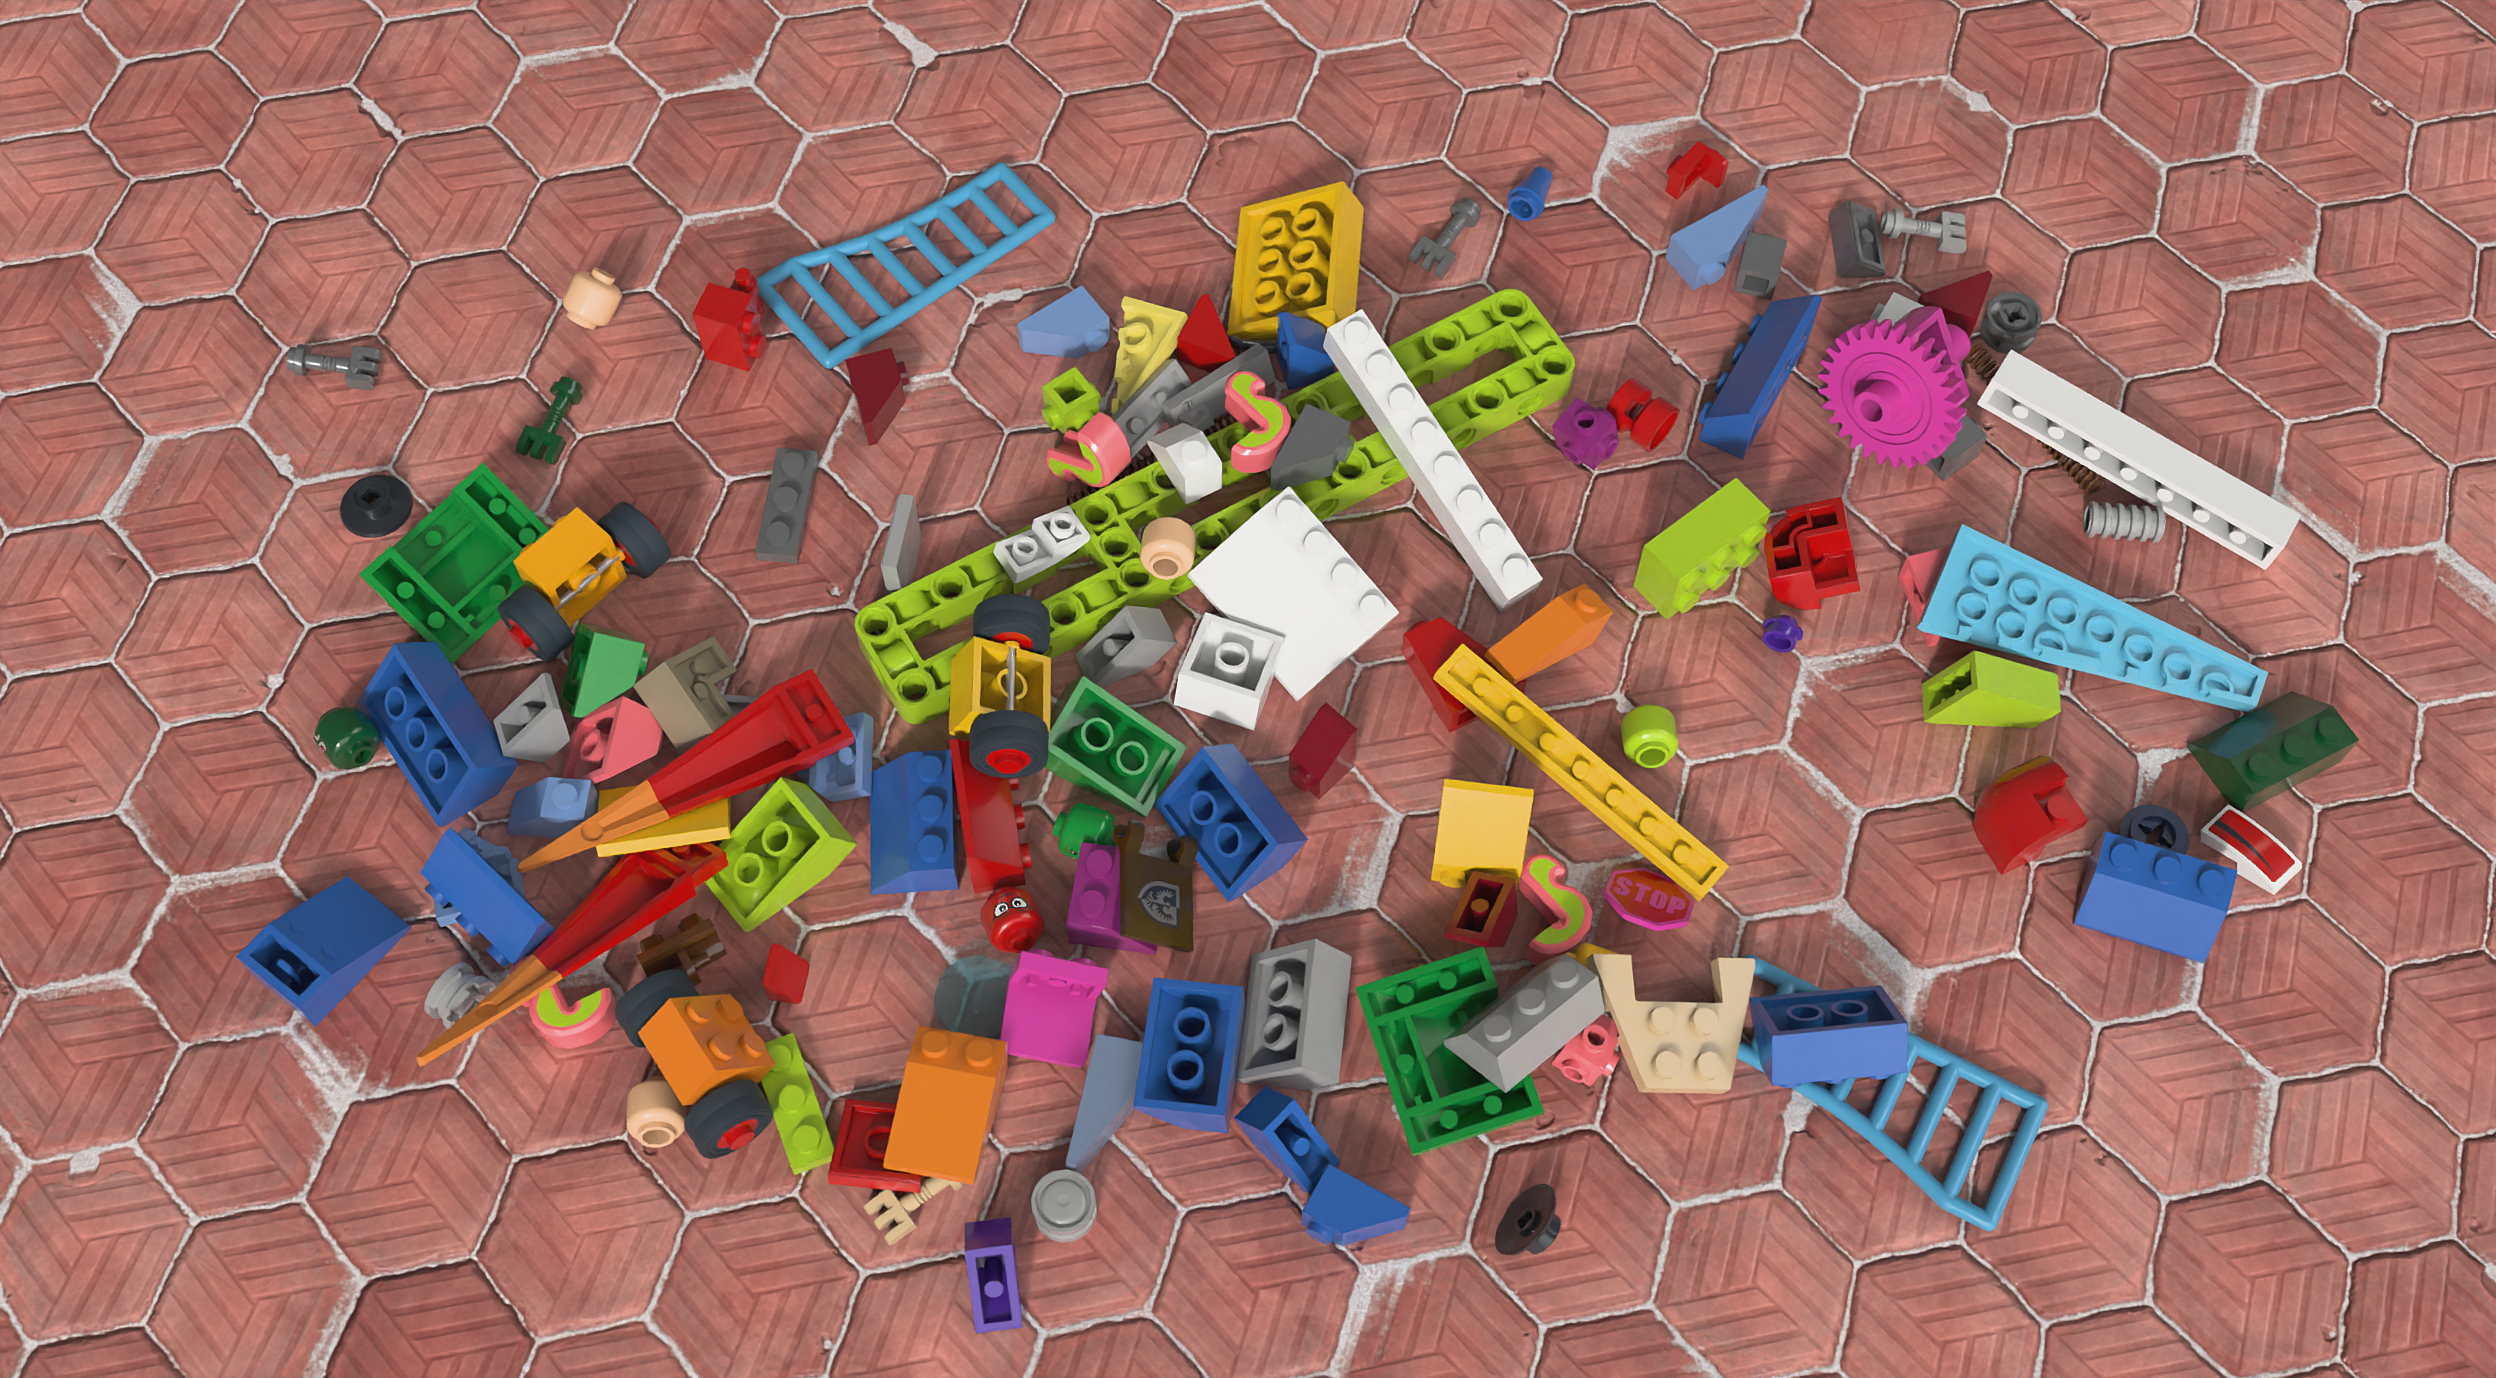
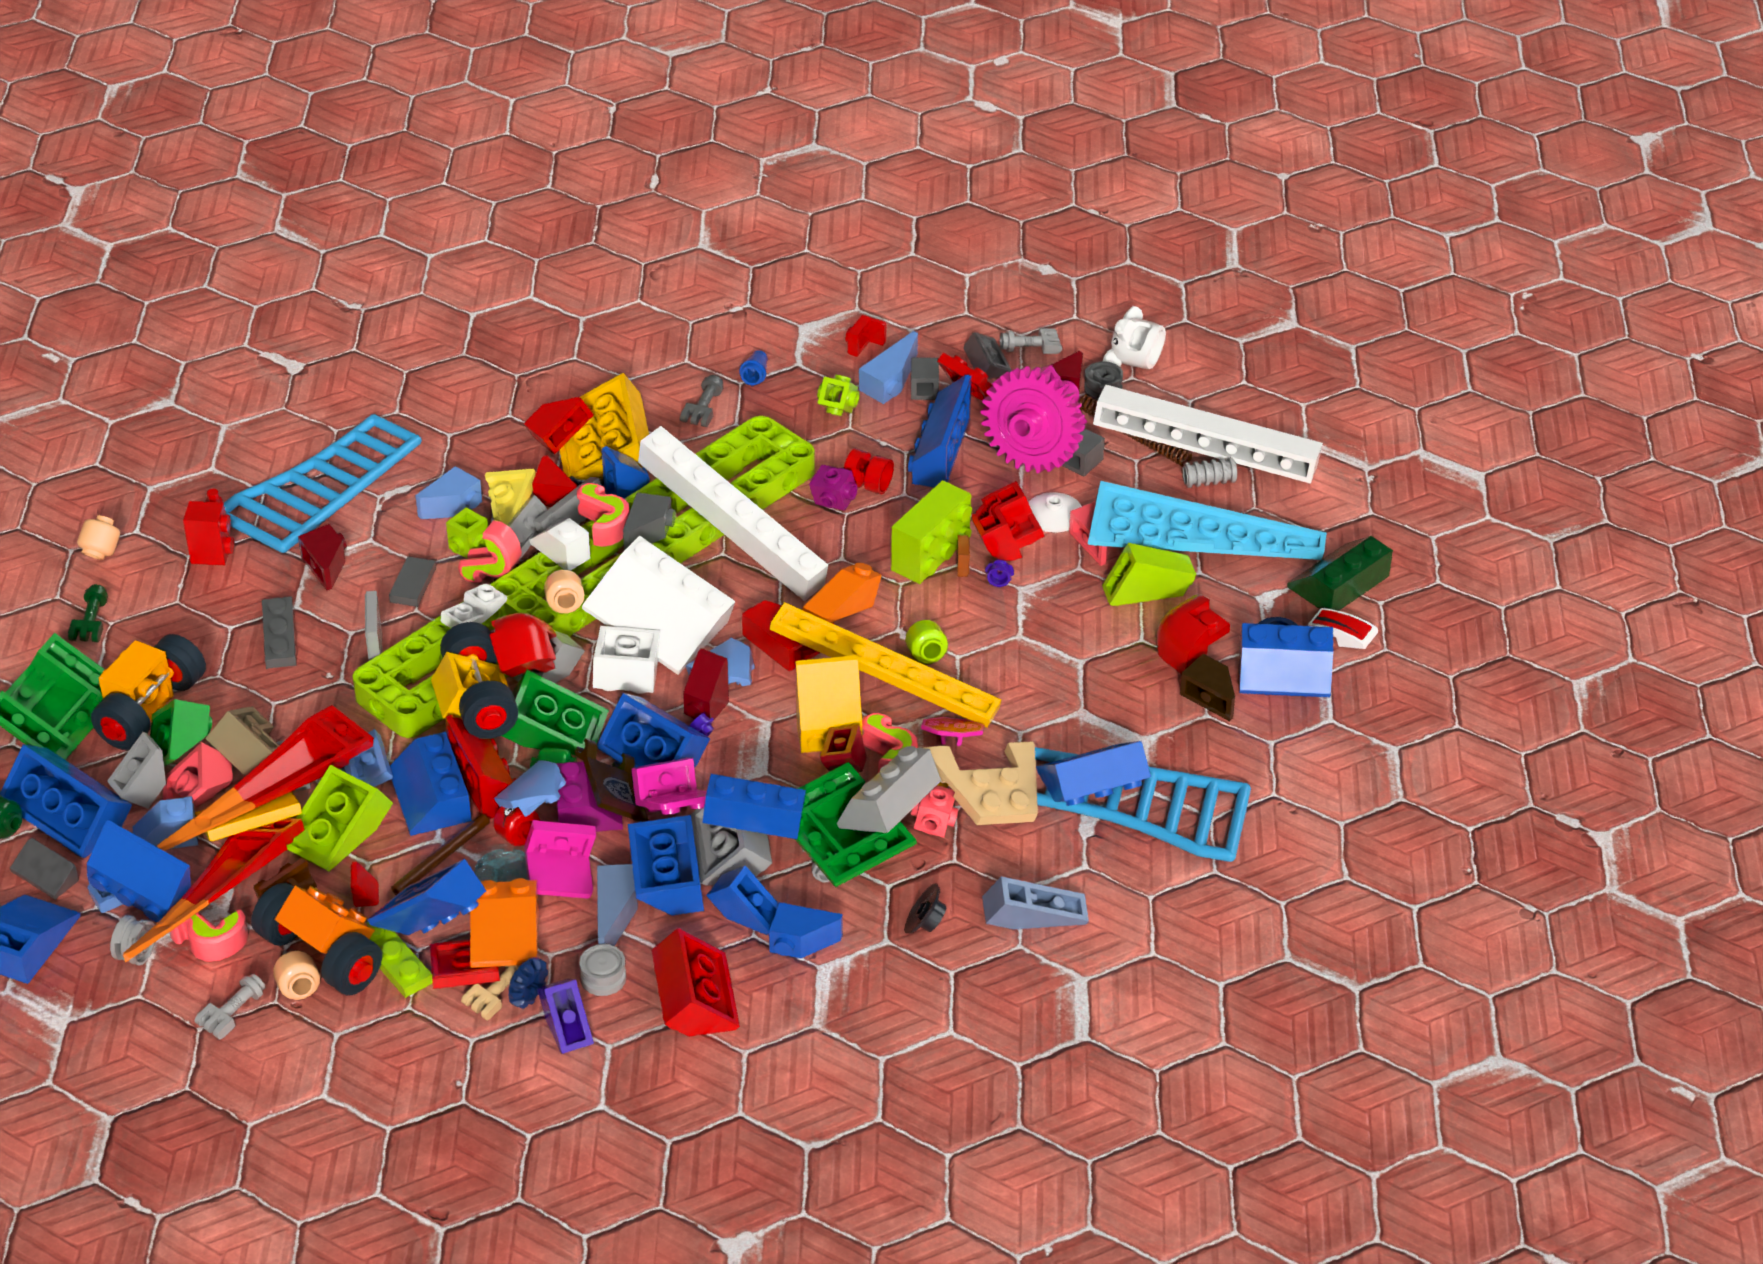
camera: 15 degrees left, 20 degrees down
(383, 840) = (44, 869): none -> flat silver slope
(543, 1149) = (219, 1020): none -> light grey hinge
(850, 1051) = (431, 900): none -> blue slope
(901, 942) = (441, 853): none -> reddish brown piece
(953, 1211) = (526, 981): none -> dark blue gear
(982, 459) = (412, 581): none -> dark grey tile
(1040, 885) = (533, 788): none -> medium blue slope
(1085, 633) = (523, 644): none -> red brick
(1180, 1271) = (694, 985): none -> red slope
(1231, 922) = (667, 786): none -> dark pink bracket
(1237, 239) = (558, 422): none -> red slope
(1304, 809) = (703, 724): none -> dark purple plate
(1332, 998) = (754, 806): none -> blue slope
(1368, 701) = (739, 661): none -> medium blue slope
(1619, 273) = (829, 392): none -> lime brick
(1686, 1251) = (1031, 905): none -> sand blue slope
(1738, 593) = (963, 556): none -> dark orange tile
(1820, 284) = (957, 368): none -> red plate
(1883, 549) = (1053, 510): none -> white dish
(2034, 912) = (1210, 686): none -> dark brown slope
(2072, 268) = (1136, 341): none -> white piece

